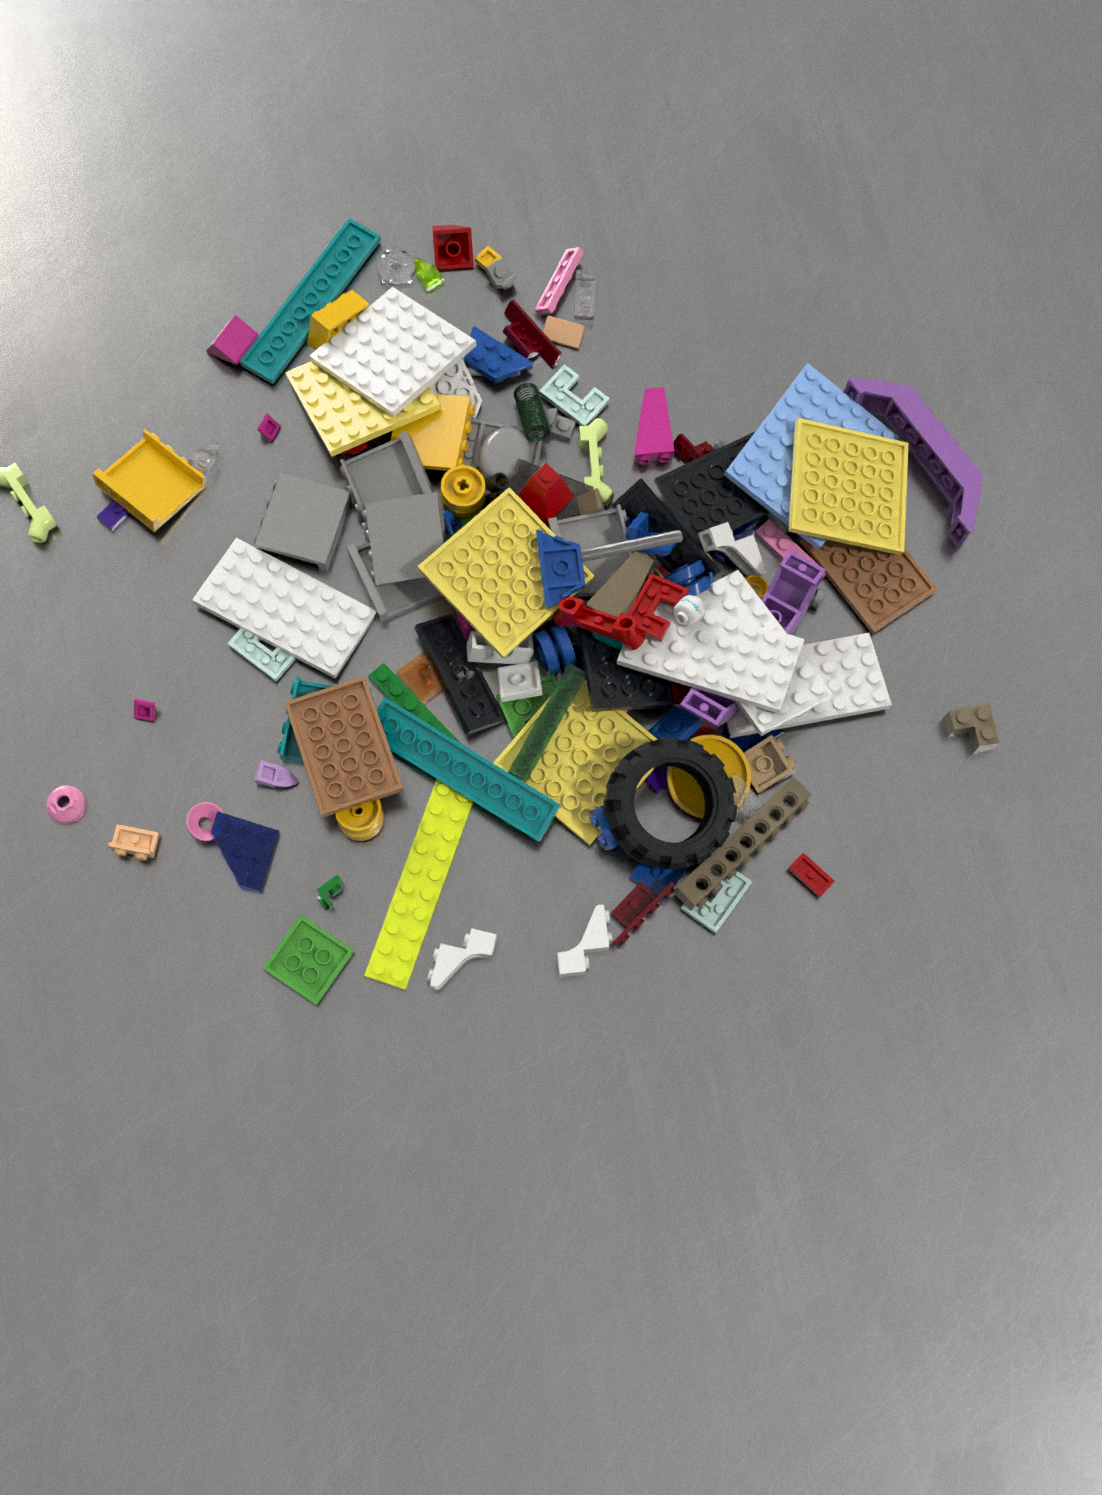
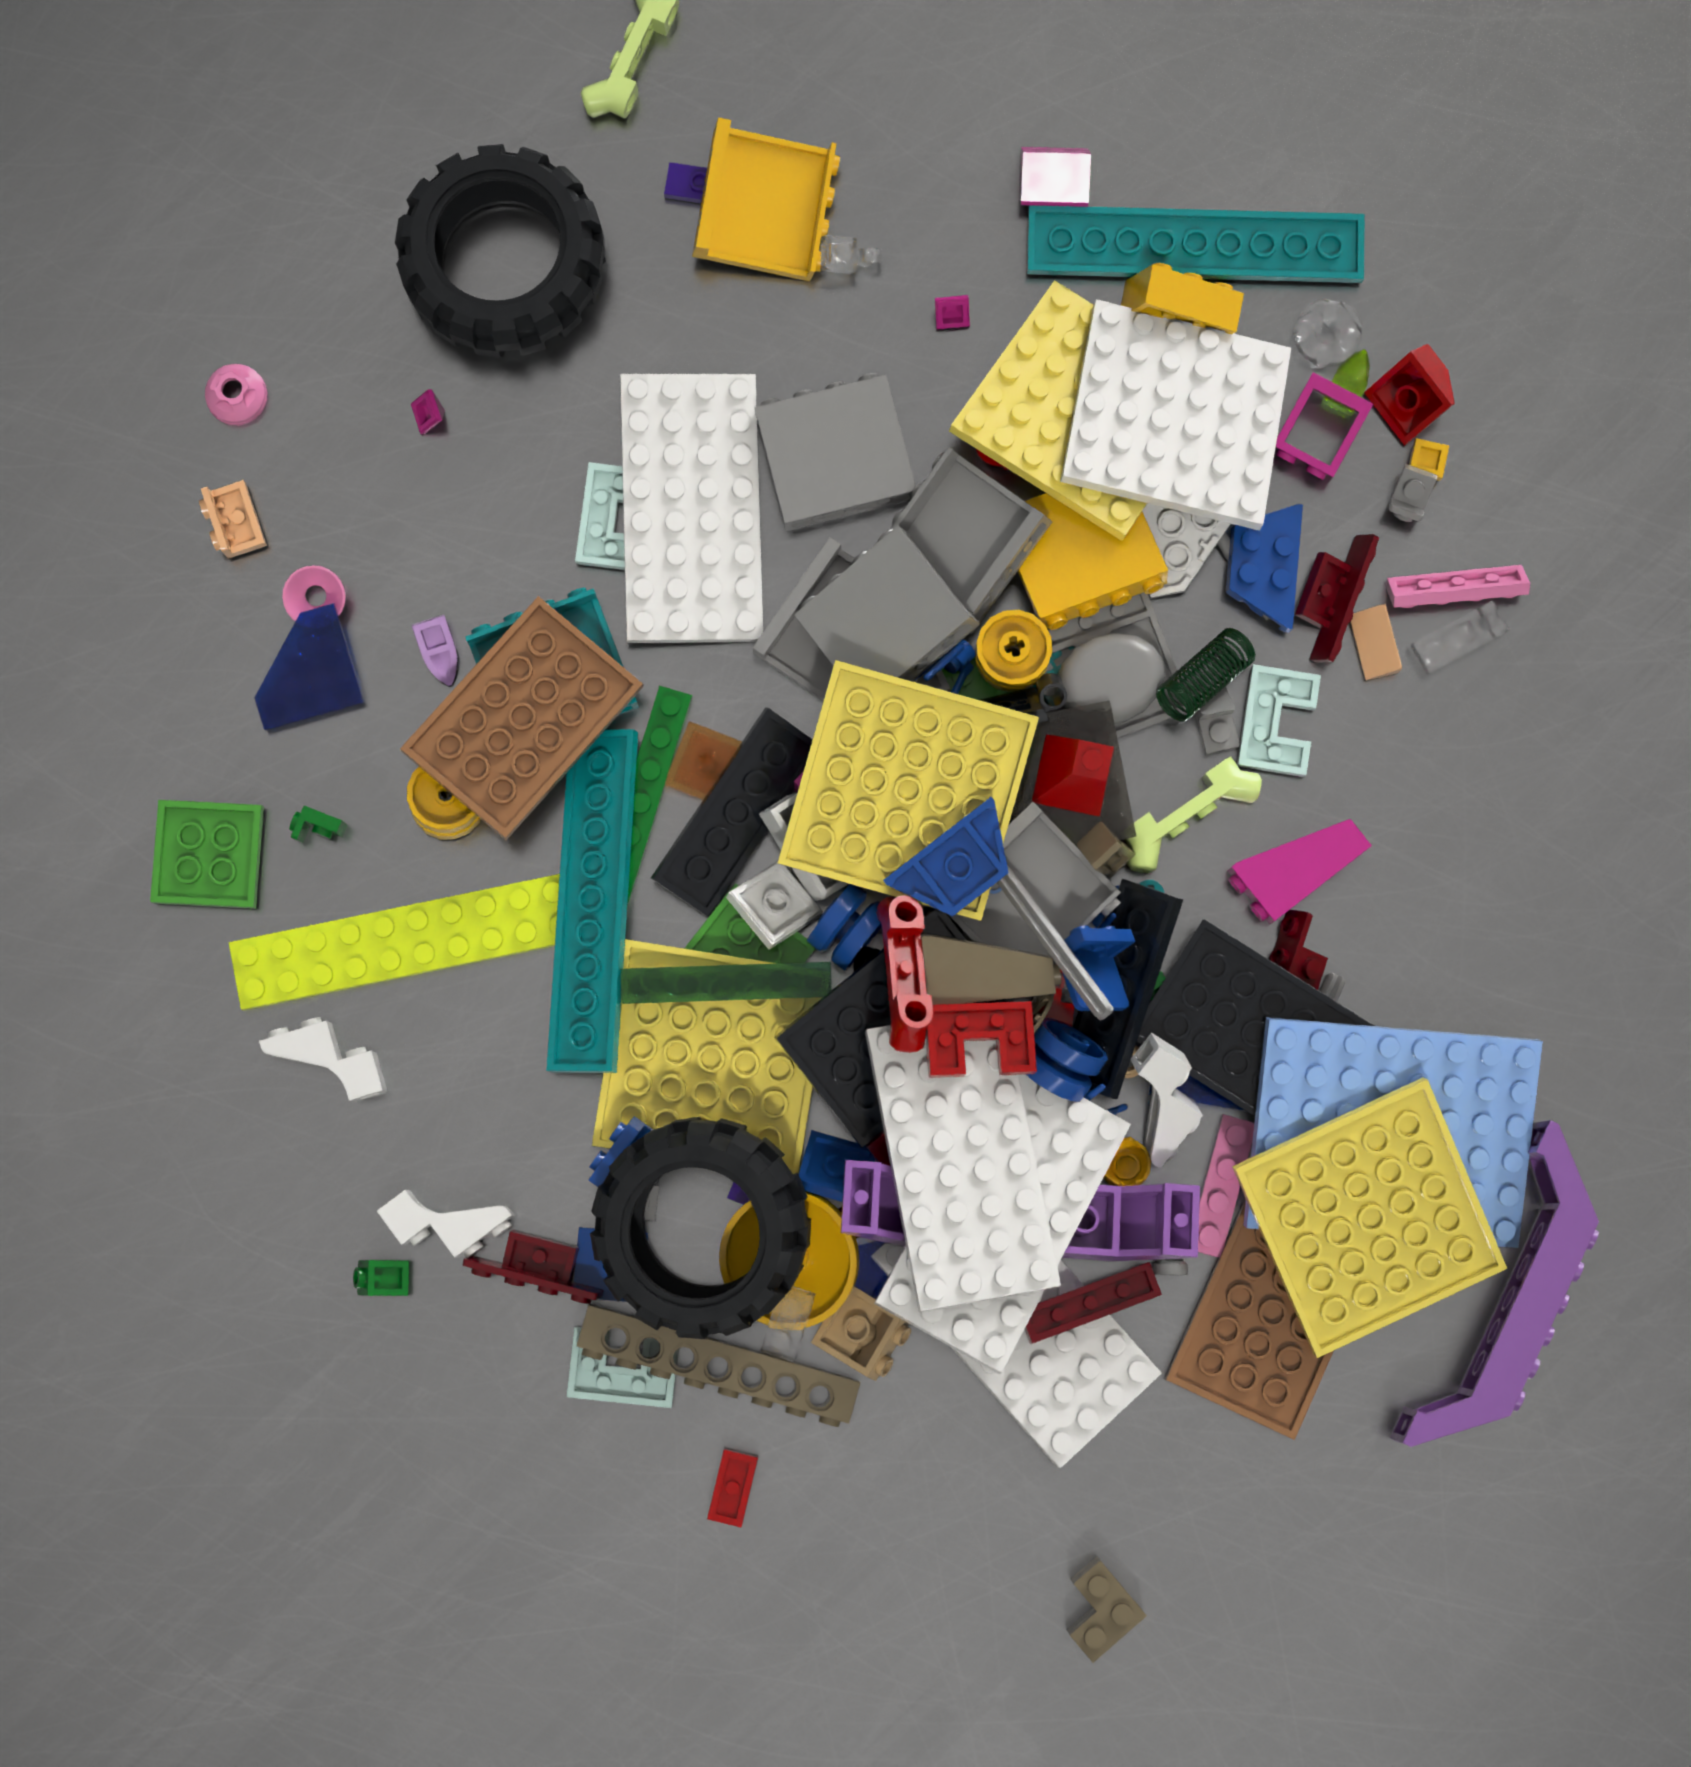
camera: 65 degrees right, 10 degrees up
(62, 585) = (484, 181): none -> black tyre
(433, 275) = (1341, 396): none -> dark pink window
(596, 995) = (381, 1277): none -> green bracket
(689, 610) = (1000, 1091): white head -> none
(817, 636) = (1092, 1302): none -> dark red plate

